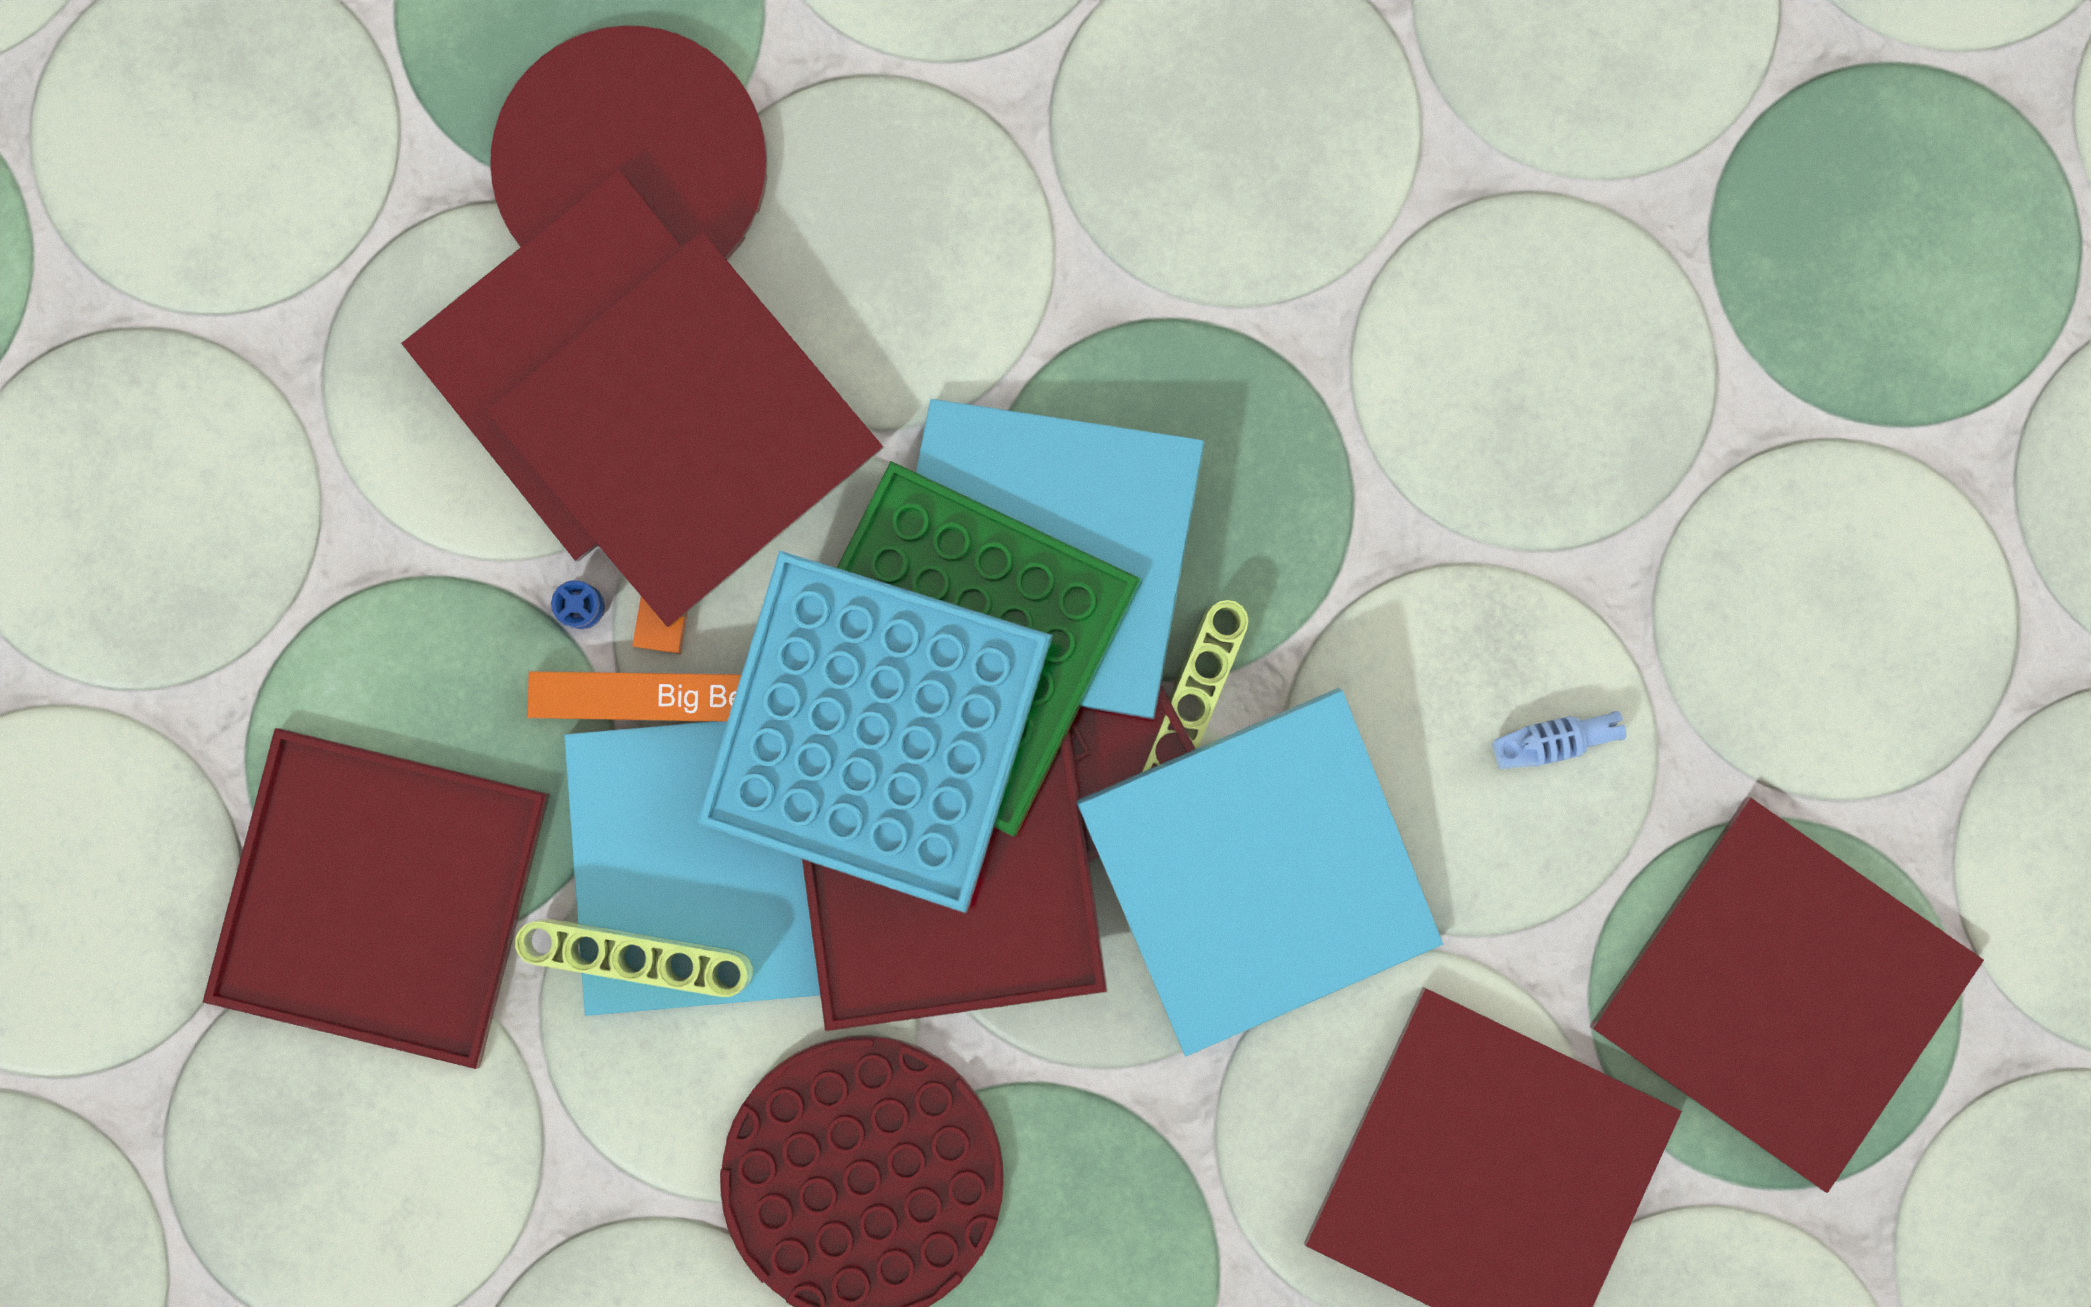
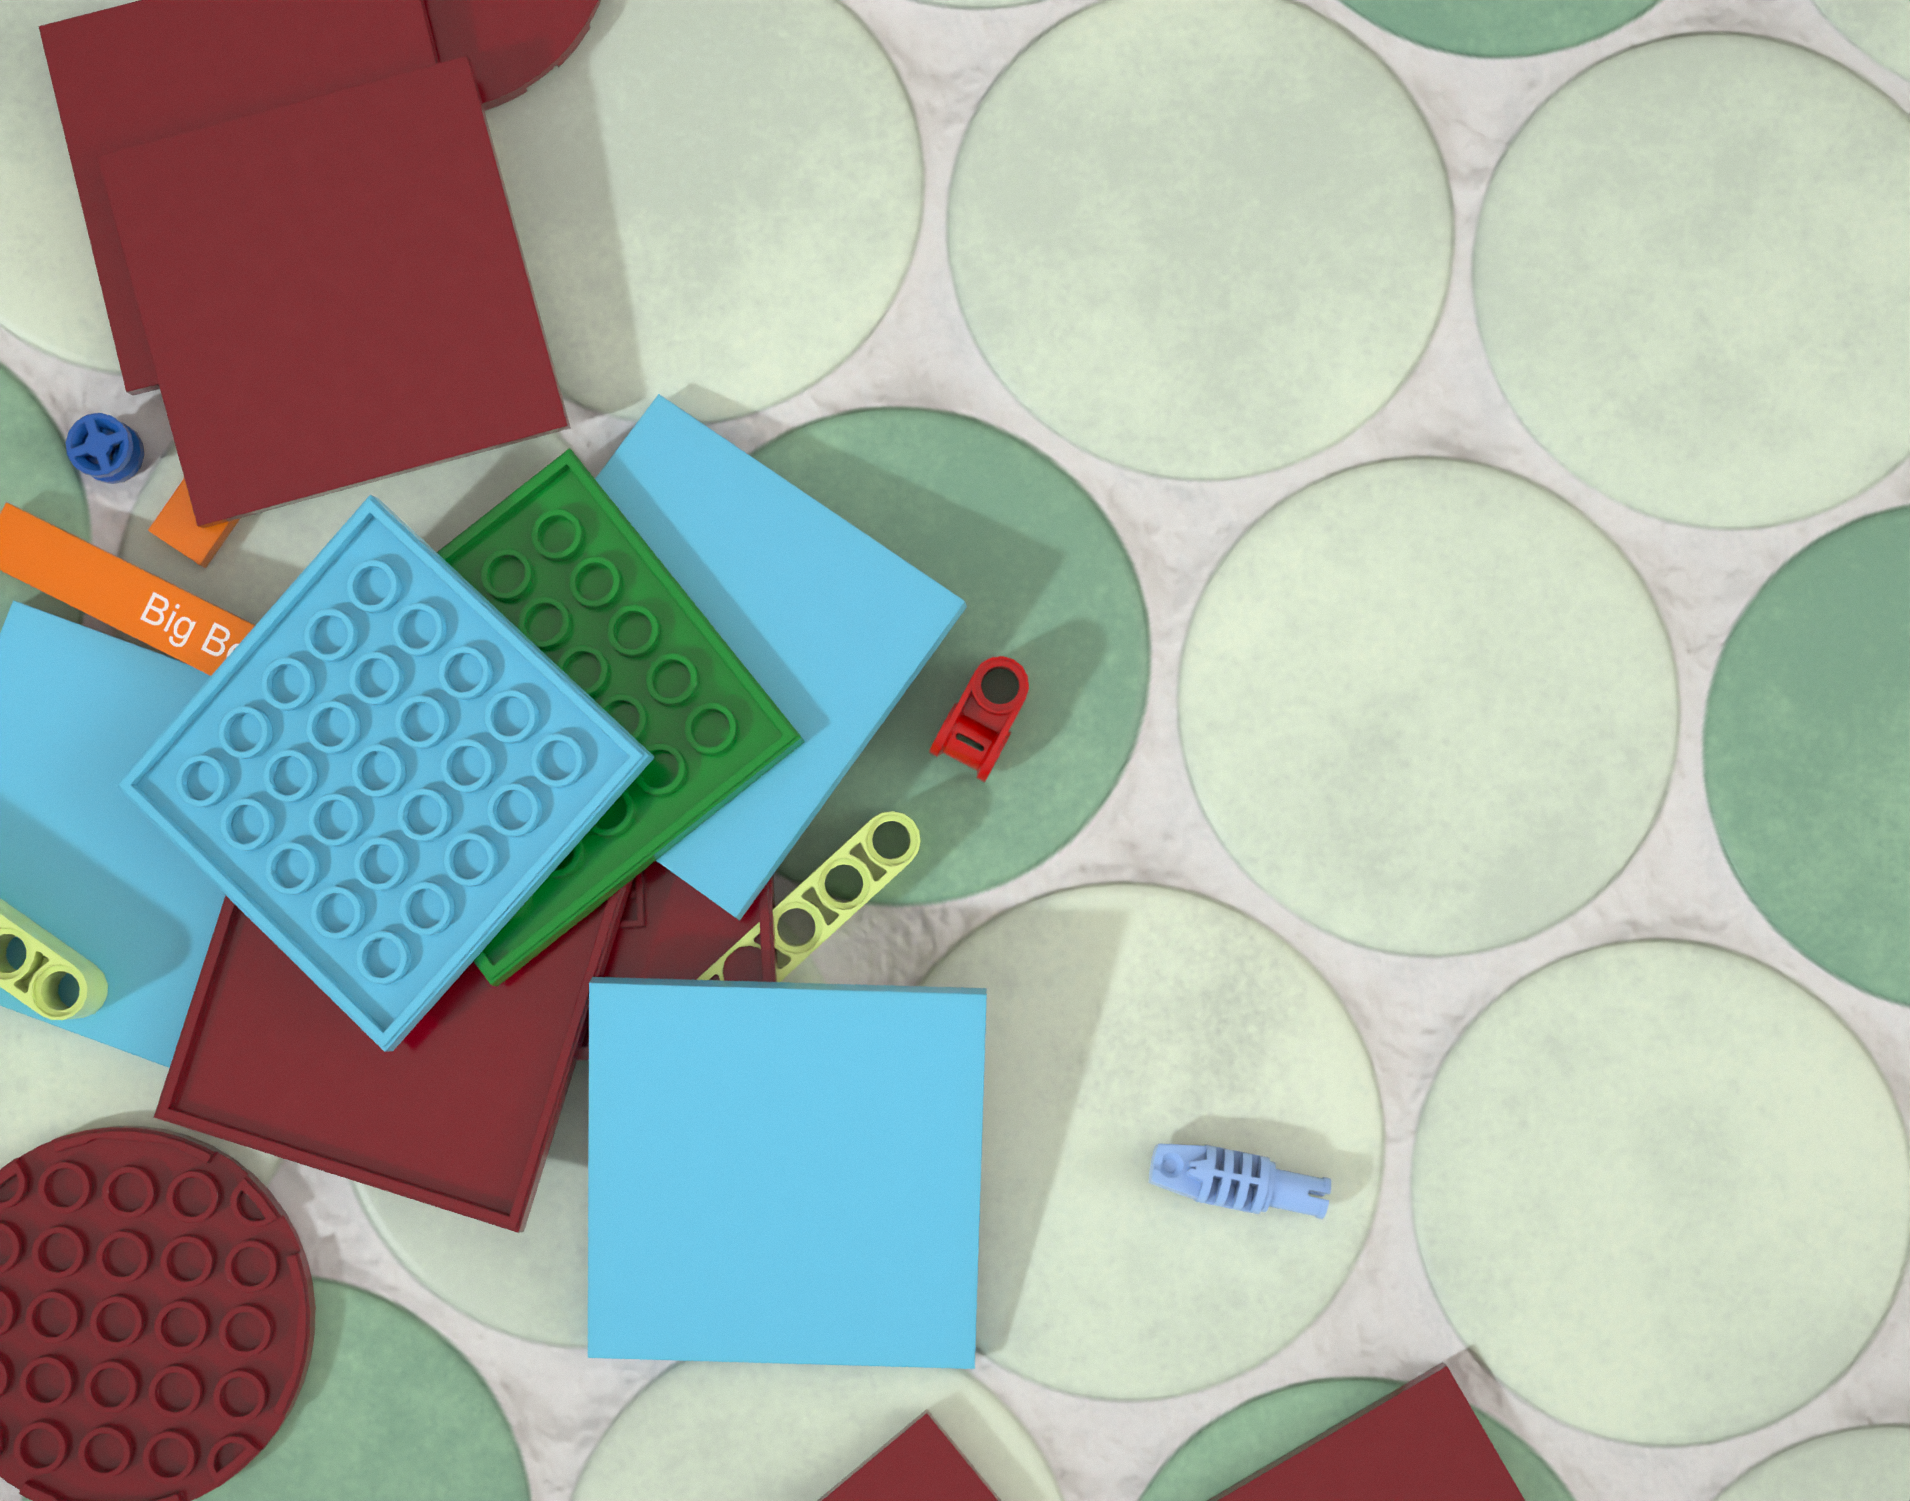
camera: 25 degrees right, 0 degrees up
(1247, 515) = (981, 720): none -> red piece

